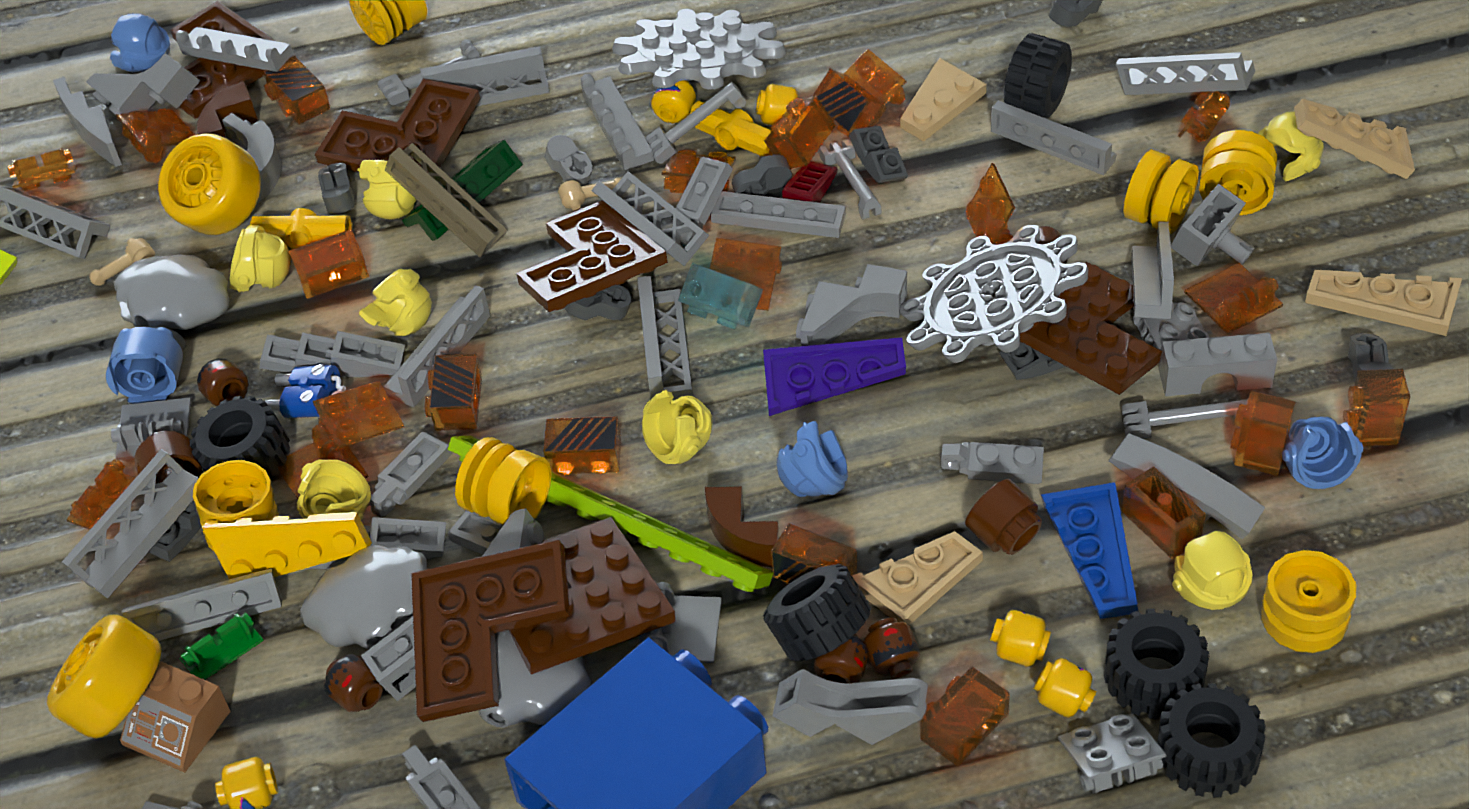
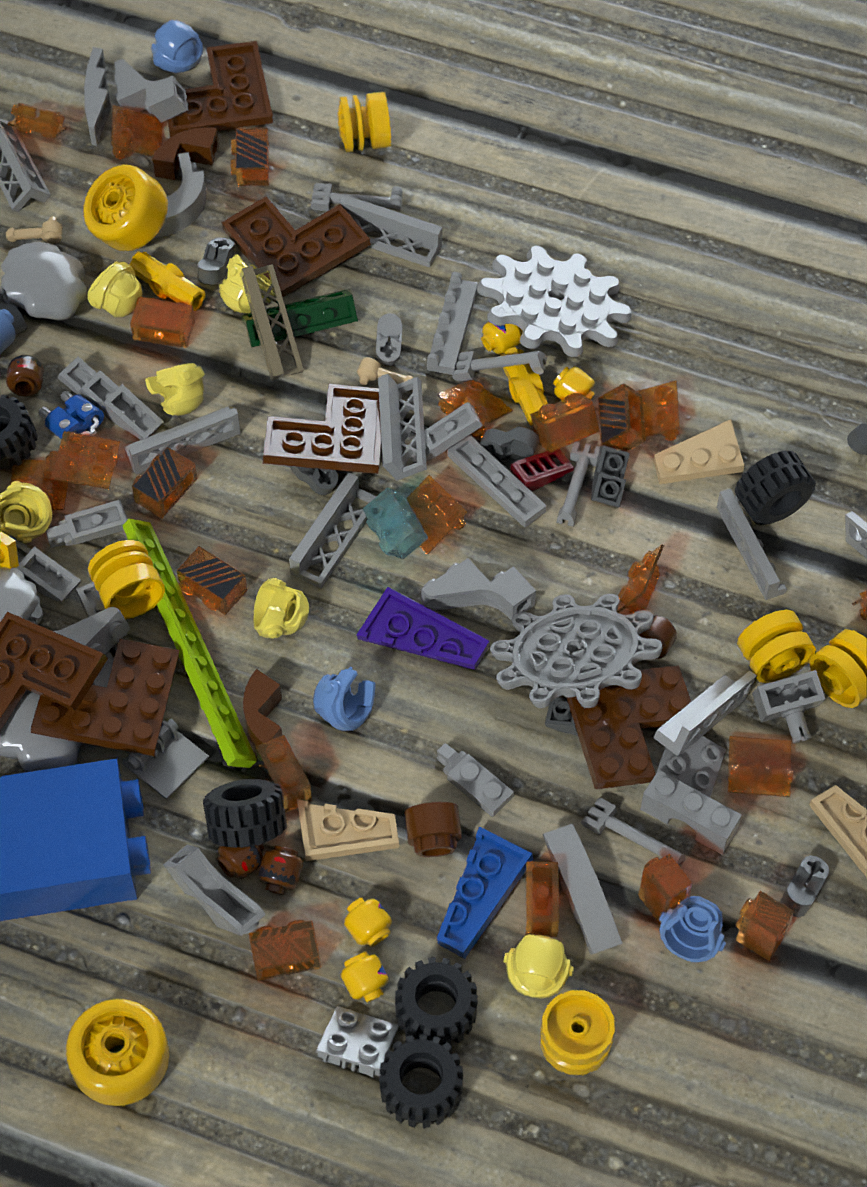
camera: 30 degrees right, 10 degrees up
(234, 48) = (231, 95): light grey hinge -> none

